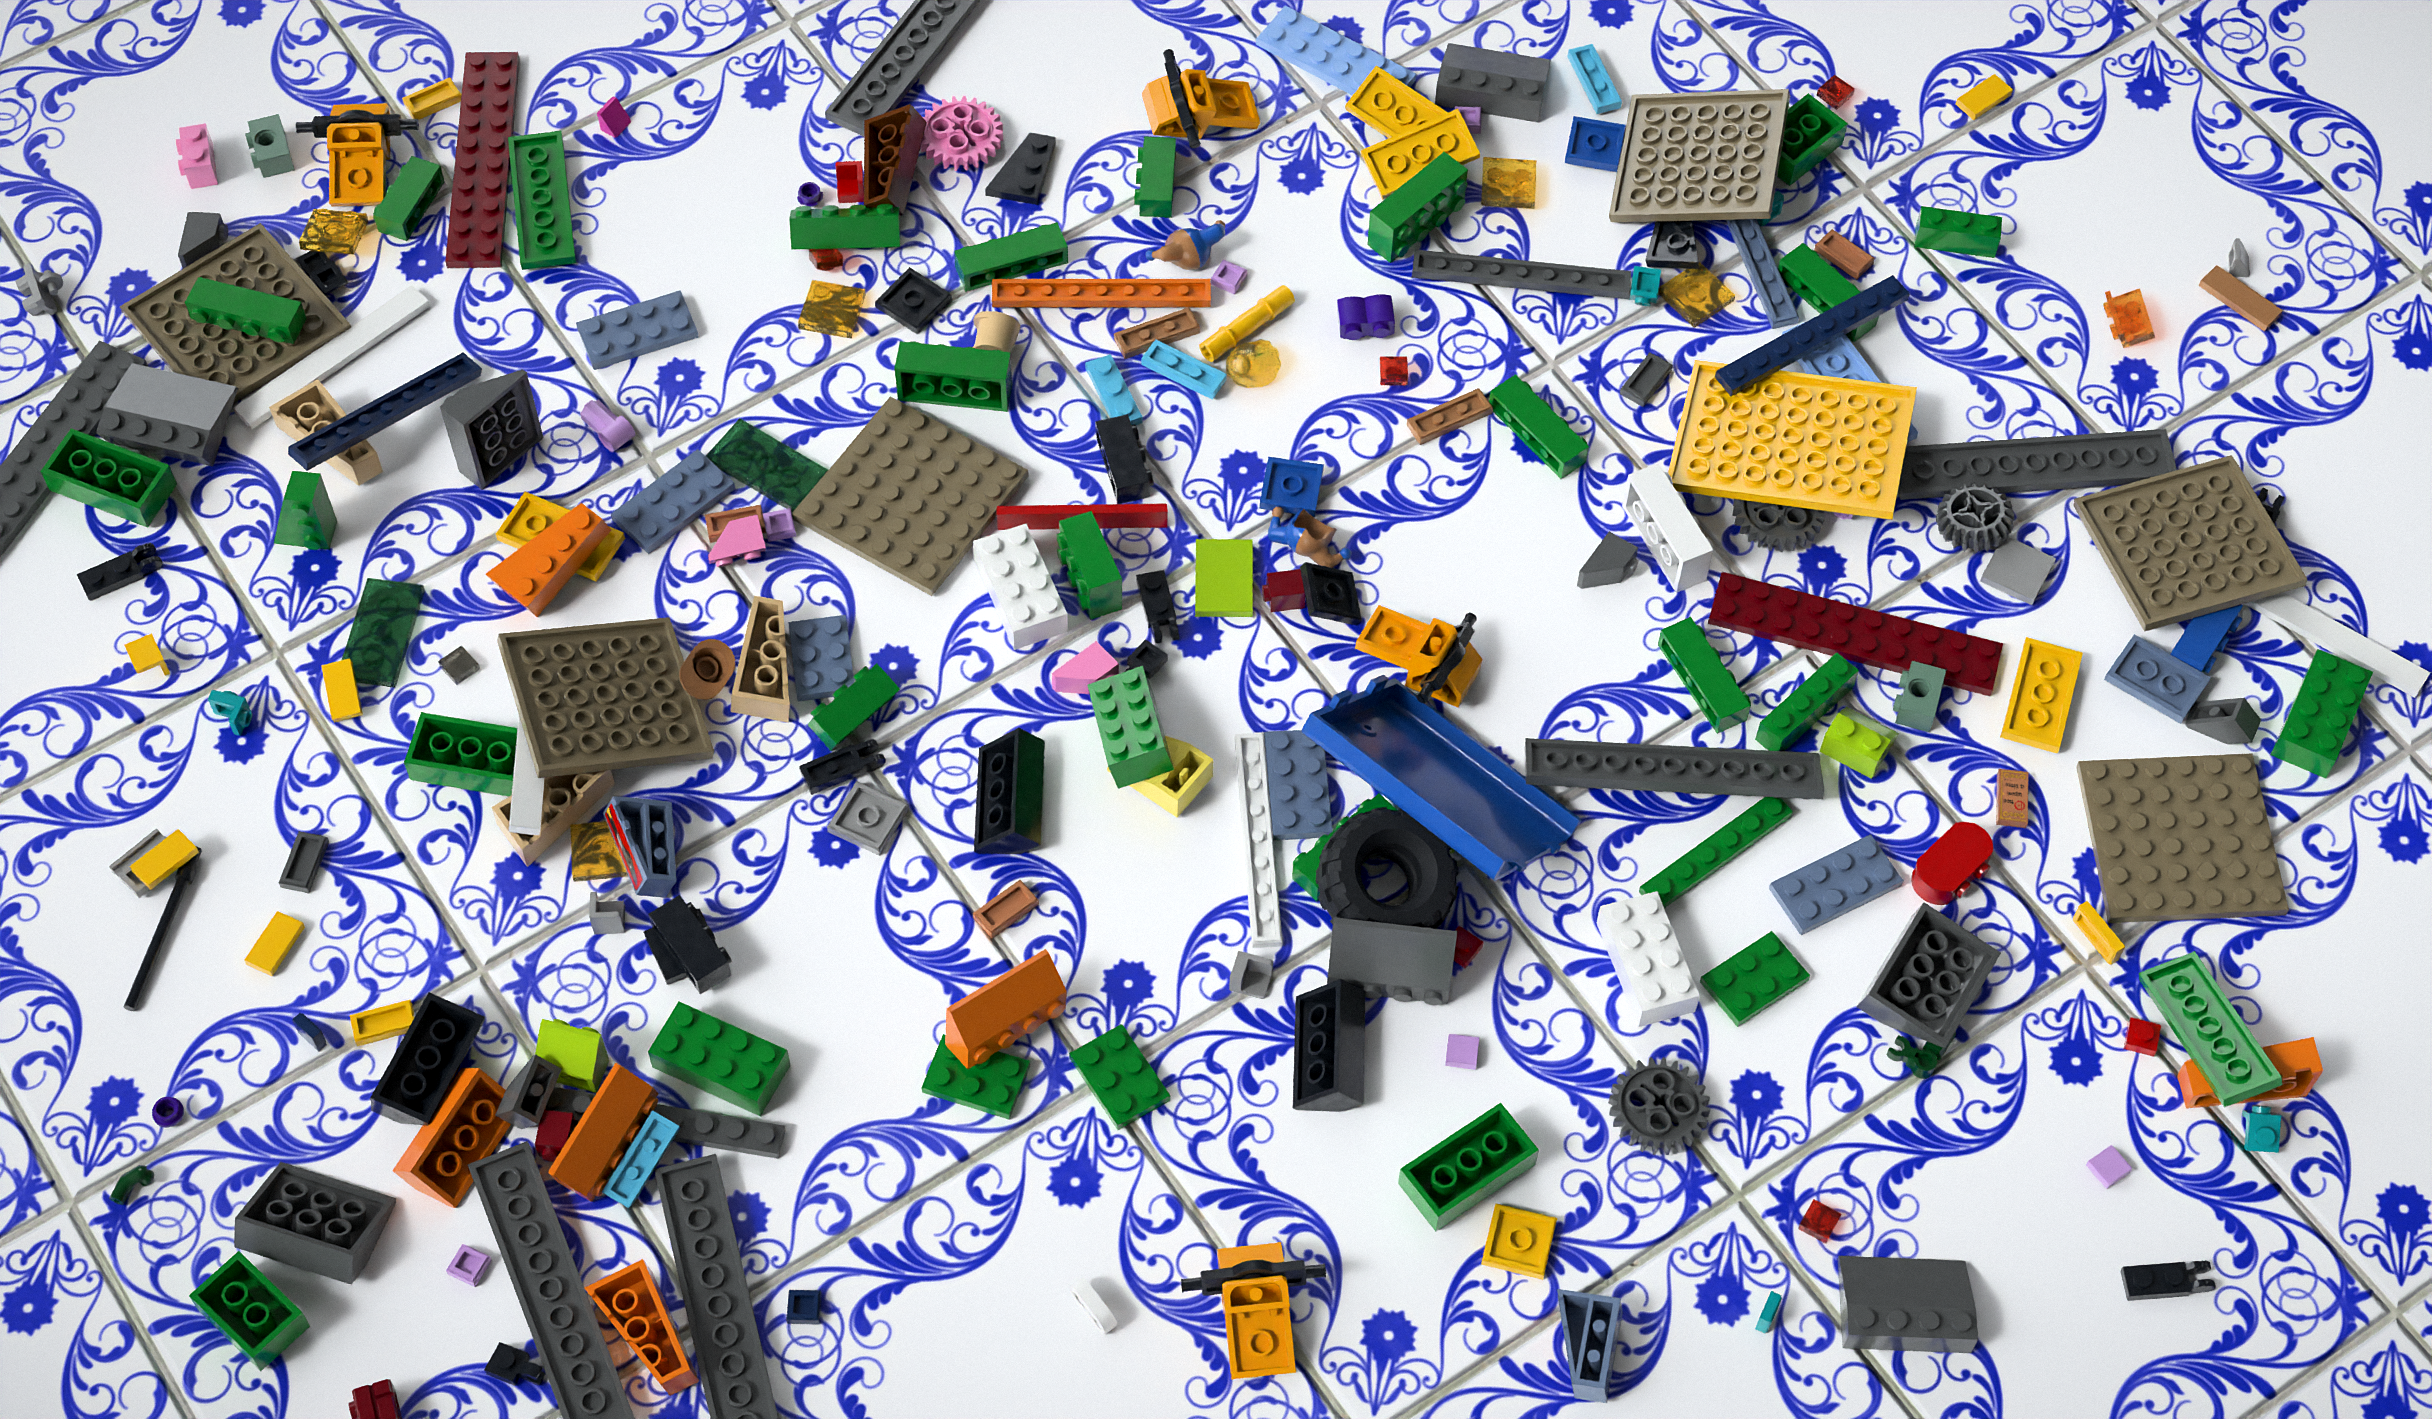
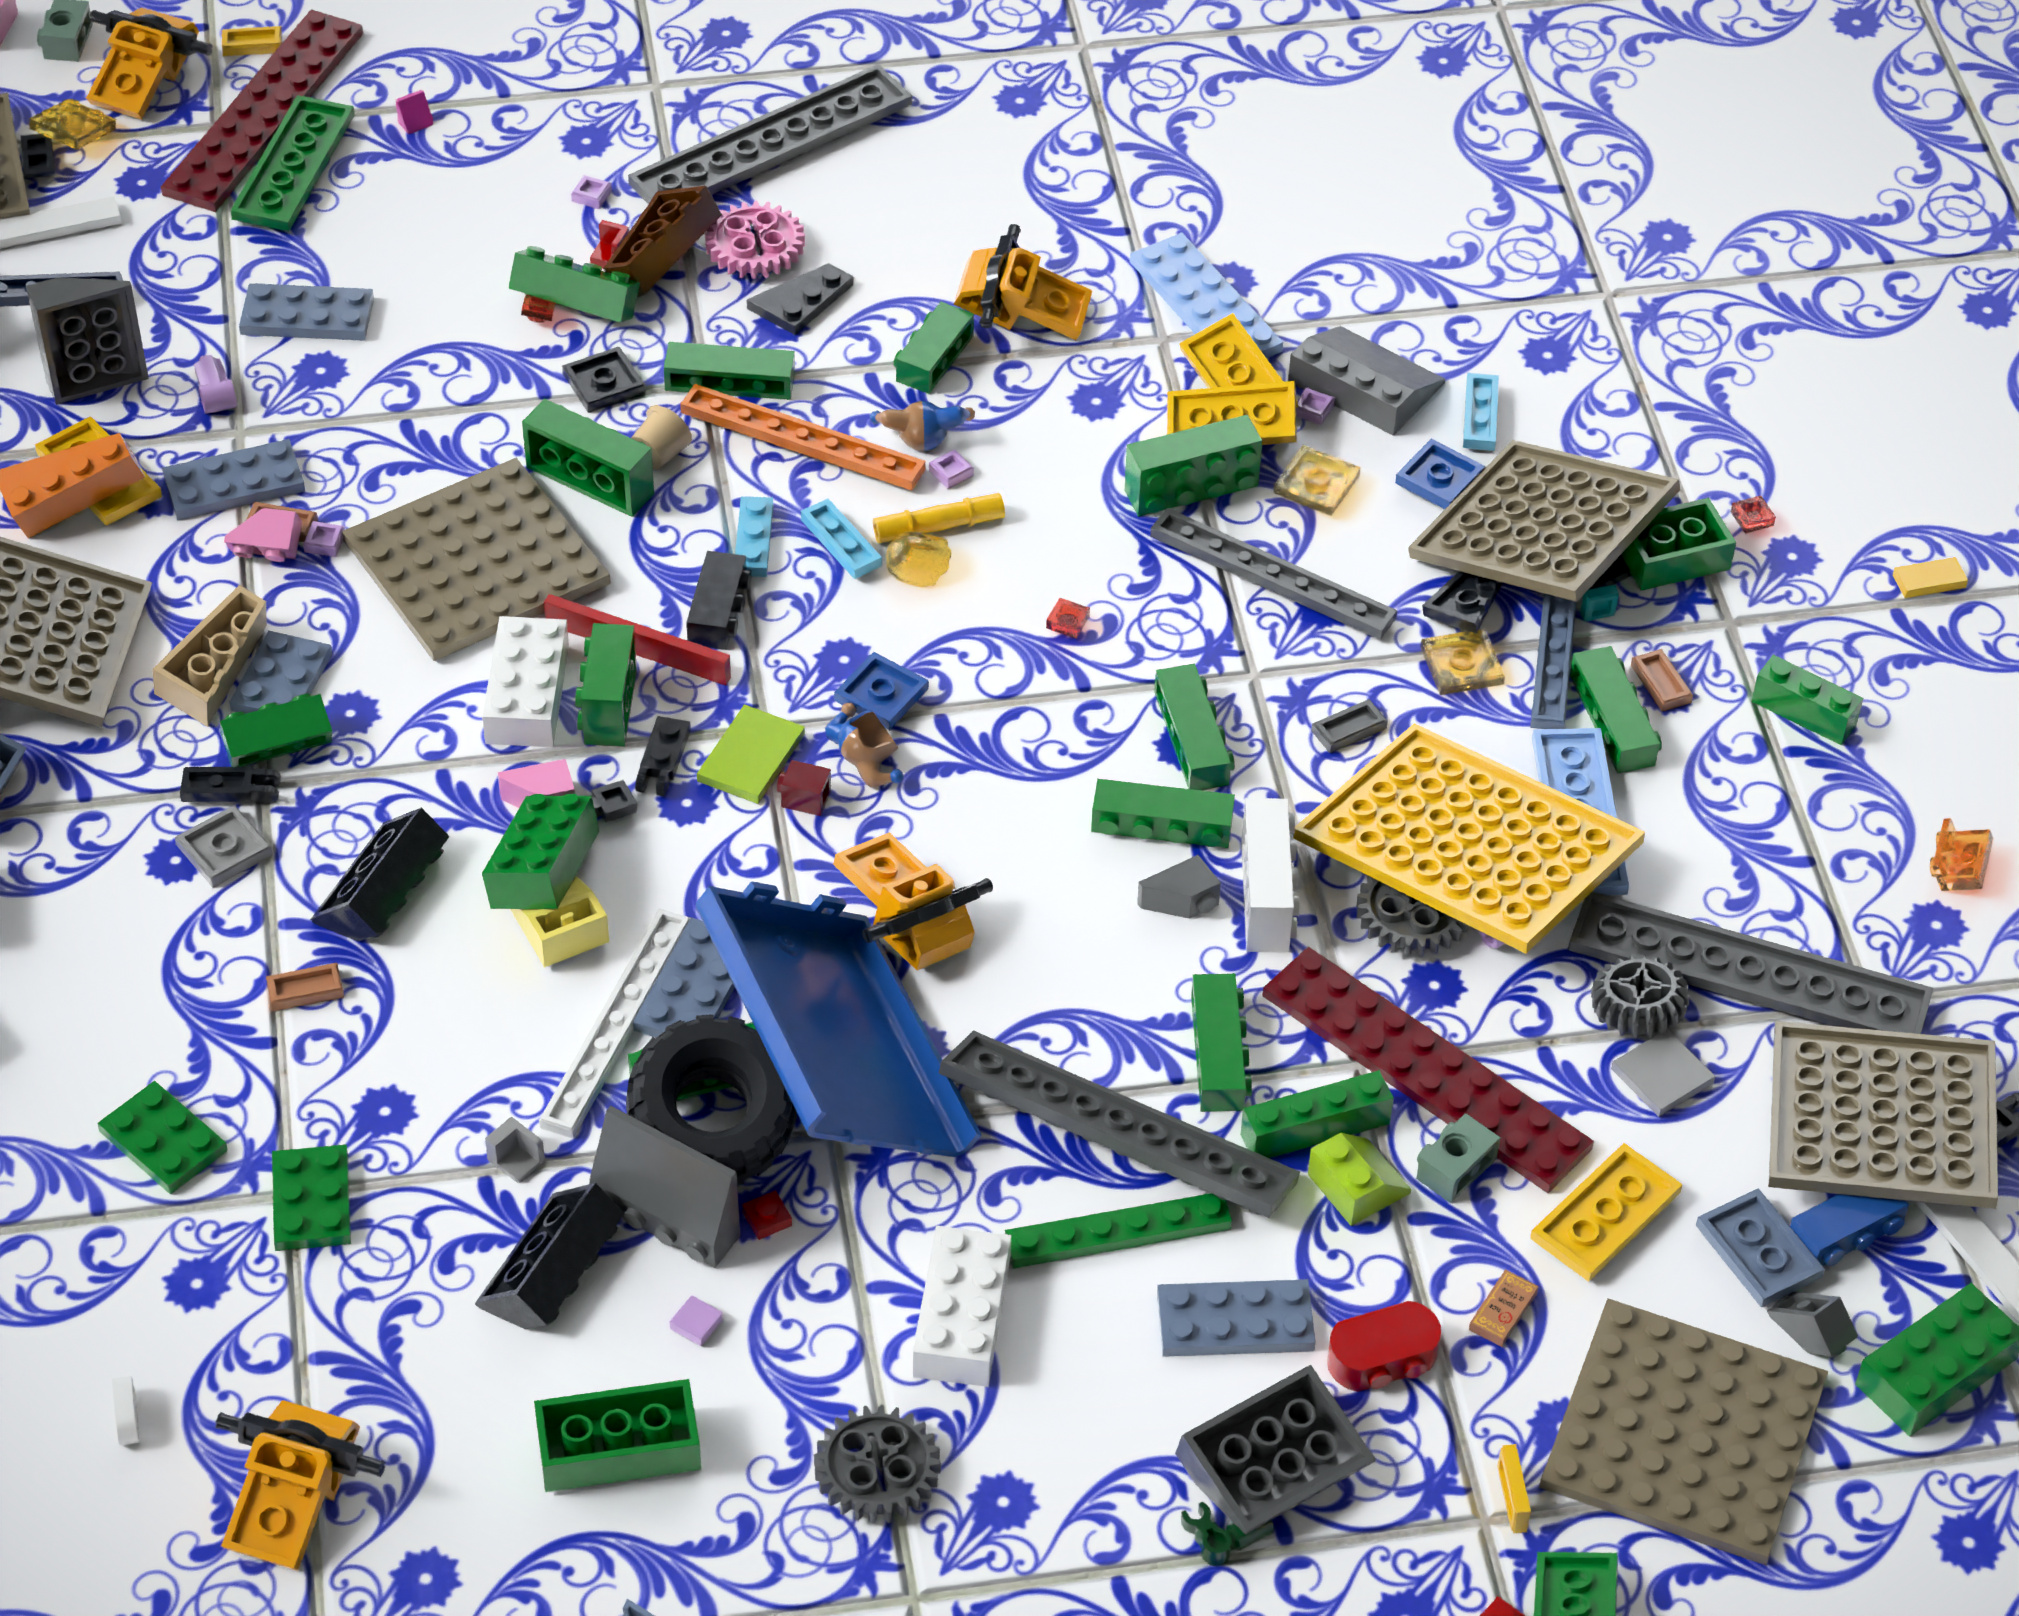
camera: 25 degrees right, 10 degrees down
(408, 198) = (164, 118): green brick -> none
(707, 669) = (148, 639): medium nougat piece -> none
(766, 464) = (348, 477): clear green tile -> none
(799, 137) = (591, 192): none -> lavender tile
(809, 189) = (563, 244): dark purple plate -> none
(831, 309) = (514, 359): clear yellow plate -> none
(1005, 1010) = (224, 1073): orange slope -> none
(1164, 329) = (845, 495): medium nougat tile -> none
(1330, 593) = (850, 806): black tile -> none
(1365, 316) = (1071, 555): dark purple brick -> none
(1449, 416) = (1103, 685): medium nougat tile -> none
(1519, 1241) = (631, 1541): yellow tile -> none
(1558, 506) = (1162, 813): none -> green brick
(1645, 285) = (1405, 631): teal bracket -> none
(1754, 978) = (1077, 1378): green plate -> none
(1811, 335) = (1559, 740): dark blue plate -> none

